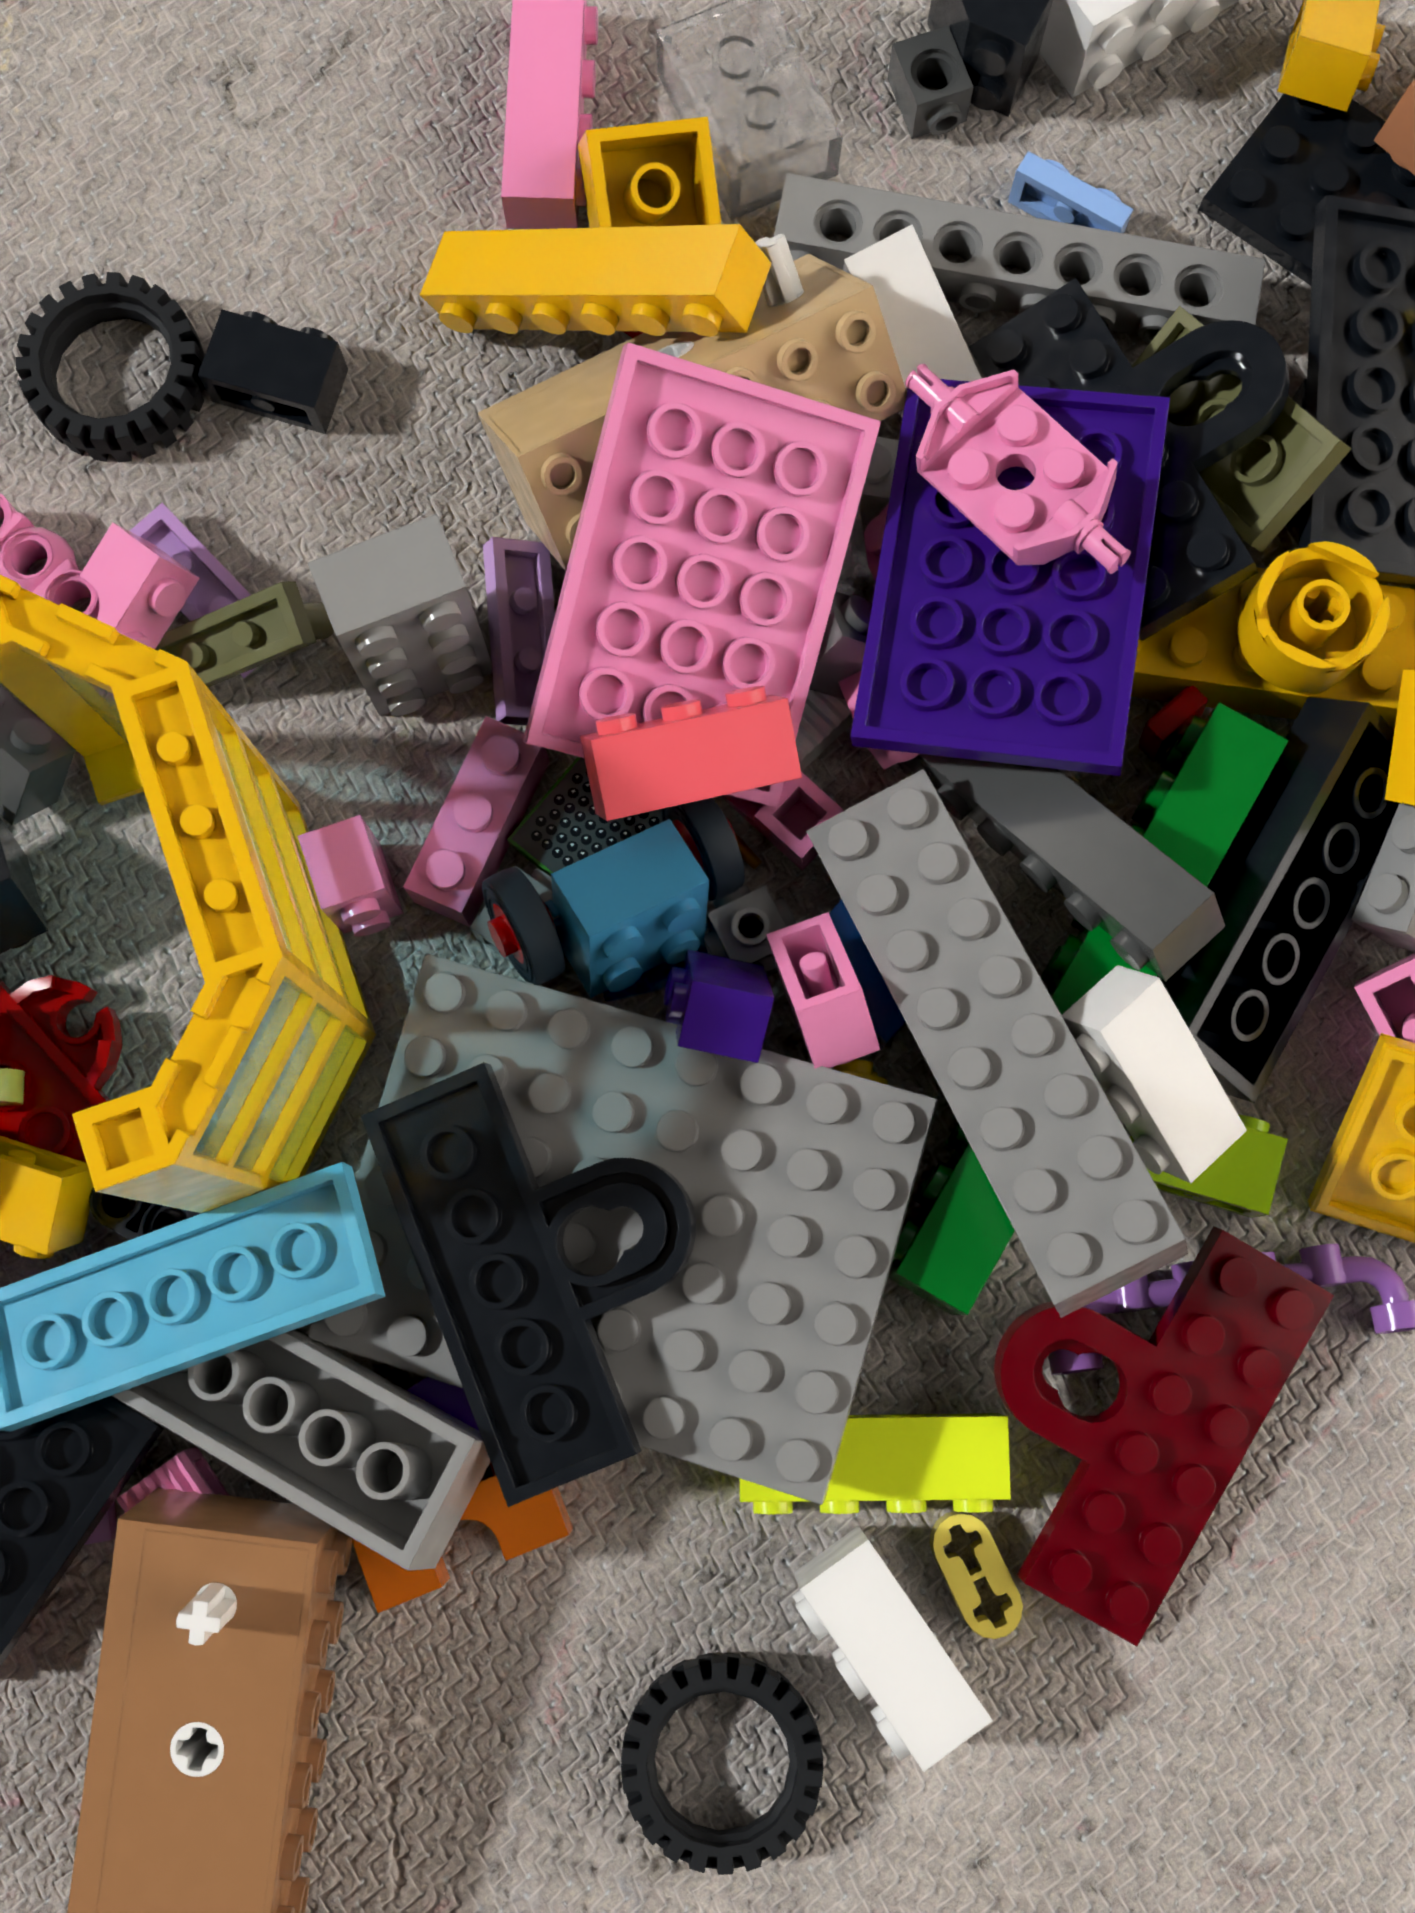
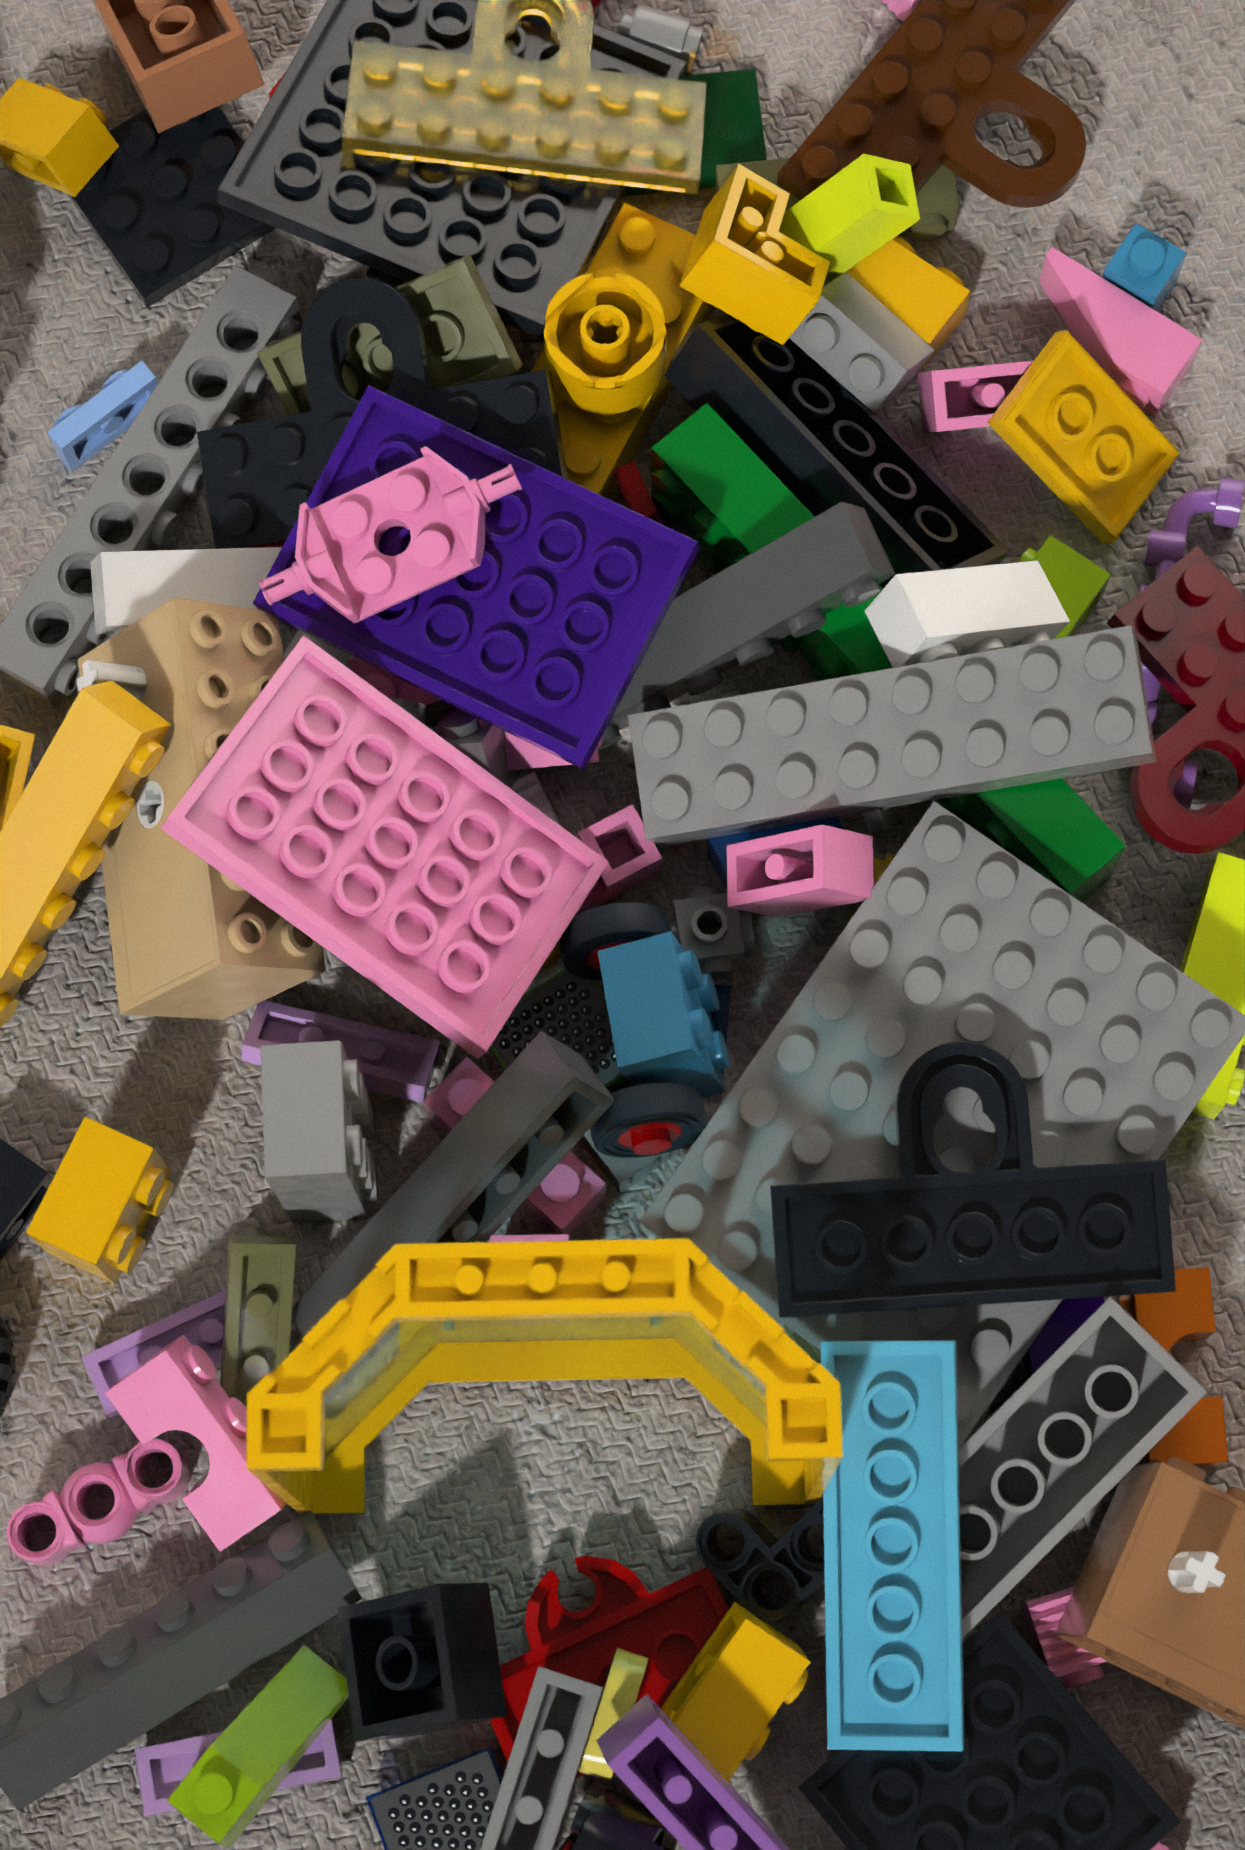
camera: 70 degrees left, 5 degrees down
(300, 462) = (102, 1201): none -> yellow brick
(399, 775) = (477, 1169): none -> dark grey brick
(690, 753) = (547, 911): coral brick -> none
(719, 1005) = (781, 965): dark purple brick -> none

